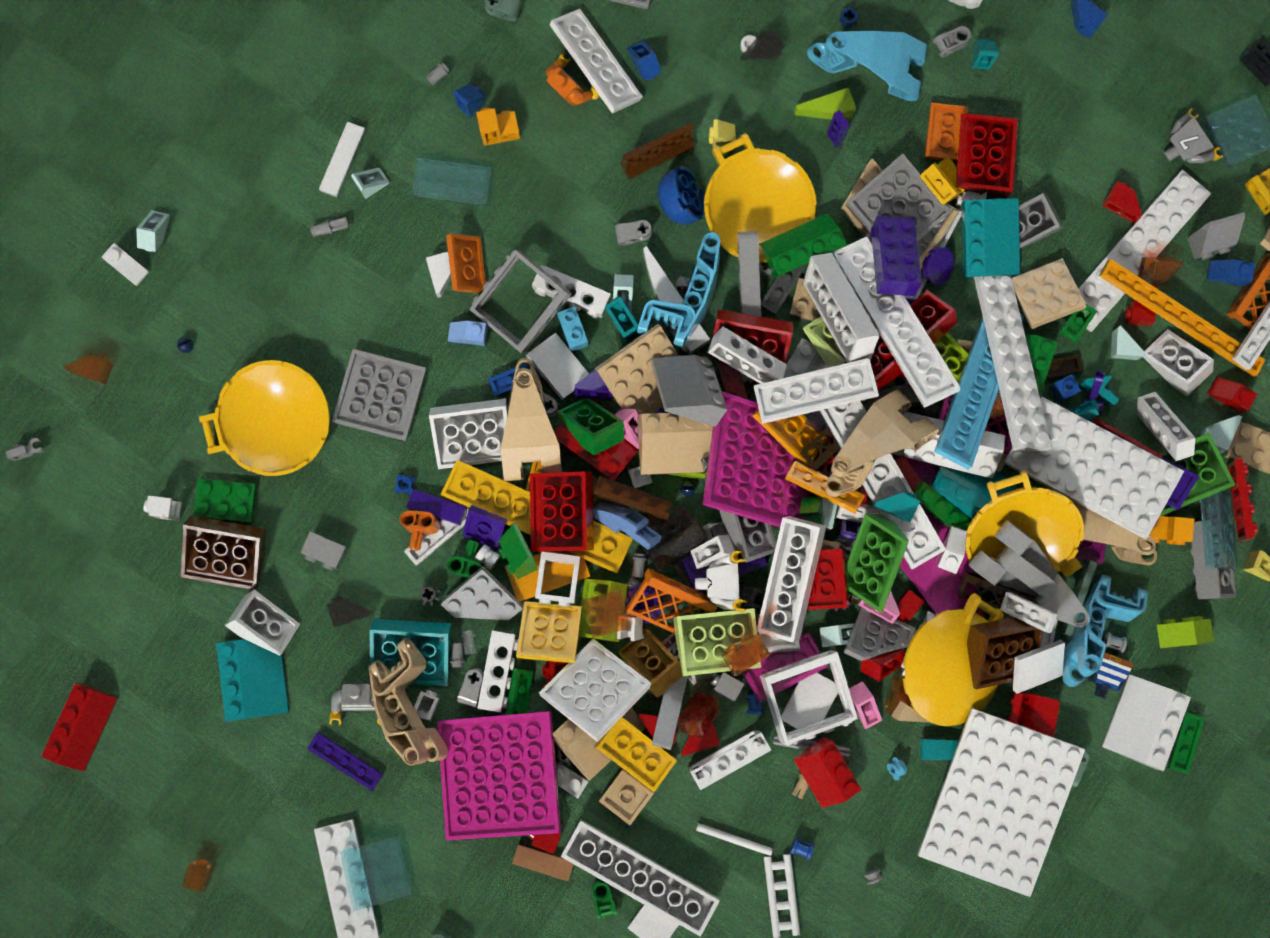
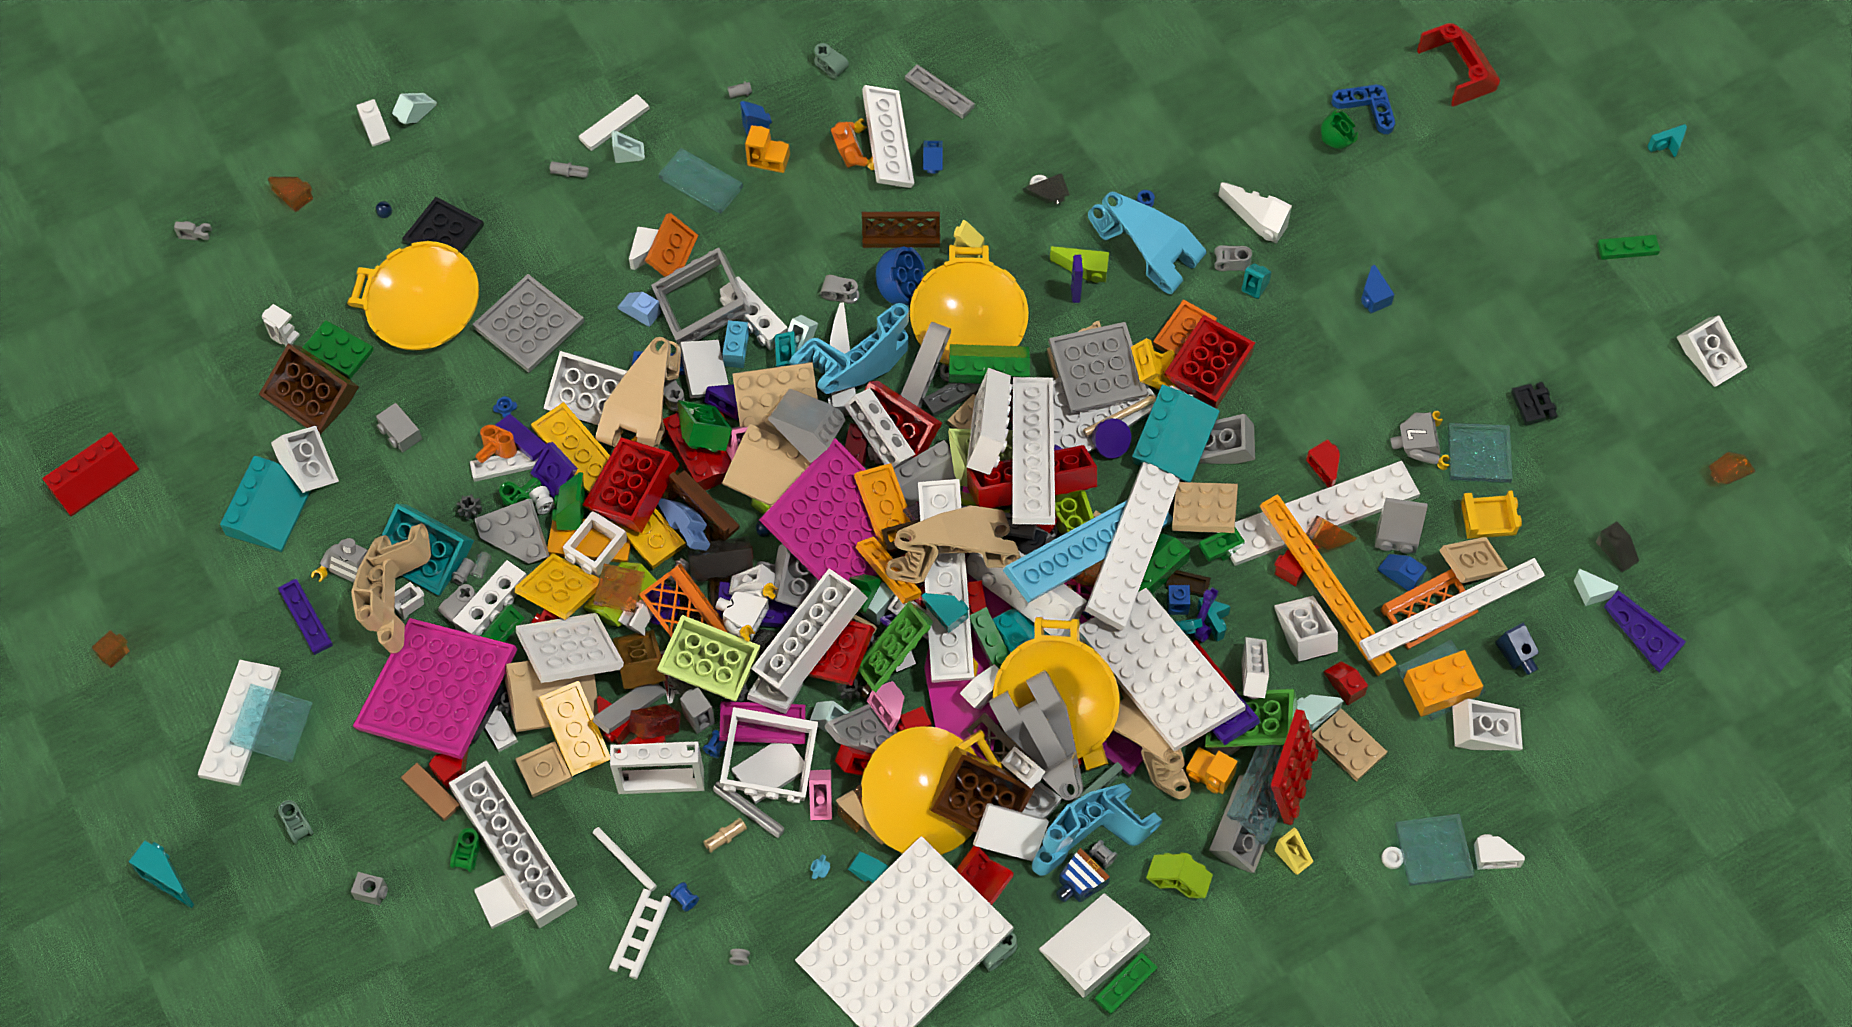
camera: 30 degrees right, 20 degrees down
(250, 339) = (445, 225): none -> black plate
(346, 611) = (386, 488): clear smoke slope -> none
(639, 480) = (725, 496): white plate -> none
(745, 654) = (726, 676): clear orange brick -> none
(816, 390) = (922, 473): white plate -> none
(827, 773) = (746, 833): red slope -> none
(895, 256) = (1065, 397): dark purple brick -> none
(1124, 346) = (1259, 591): light aqua slope -> none

